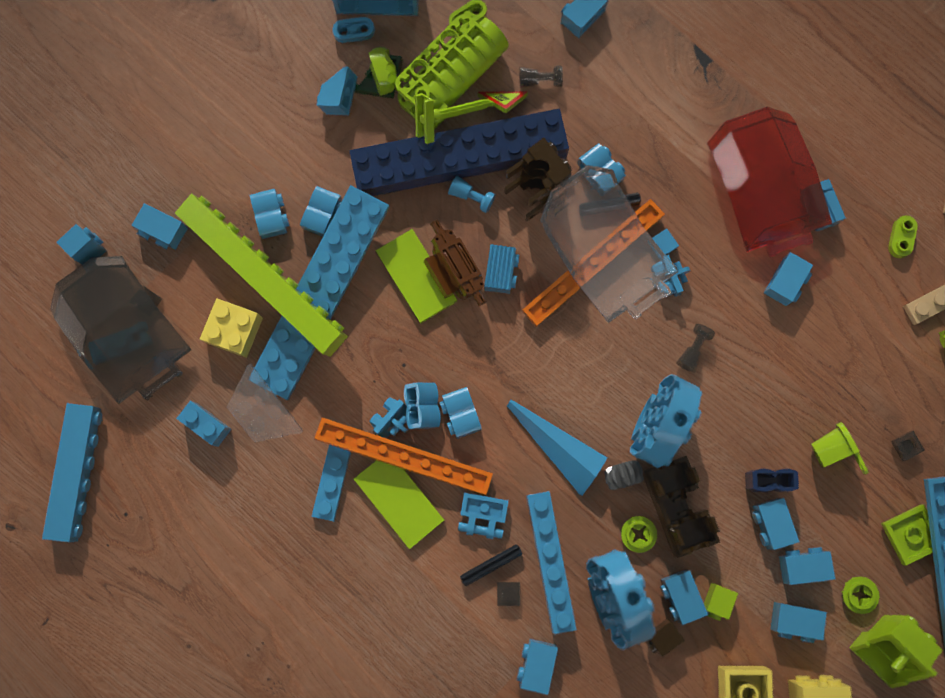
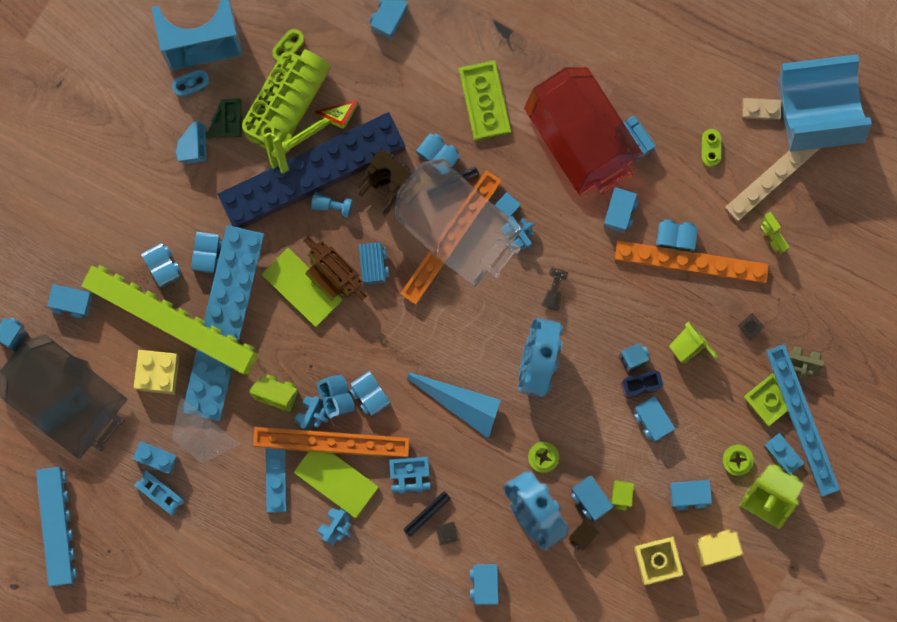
camera: 10 degrees left, 0 degrees up
(198, 463) = (159, 493): none -> dark azure plate
(354, 384) = (274, 393): none -> lime slope
(383, 70) = (227, 116): lime piece -> none
(387, 556) = (338, 527): none -> dark azure hips
(531, 77) = (358, 87): clear smoke piece -> none
(551, 563) = (474, 497): dark azure brick -> none
(623, 475) = (518, 411): dark grey gear -> none
(665, 125) = (484, 100): none -> lime tile
(681, 526) = (578, 442): dark brown piece -> none
(768, 447) = (634, 357): none -> dark azure slope
(806, 567) = (687, 448): dark azure brick -> none
(845, 323) = (677, 236): none -> dark azure brick
(855, 356) = (691, 262): none -> orange plate
(914, 600) = (784, 454): none -> dark azure plate

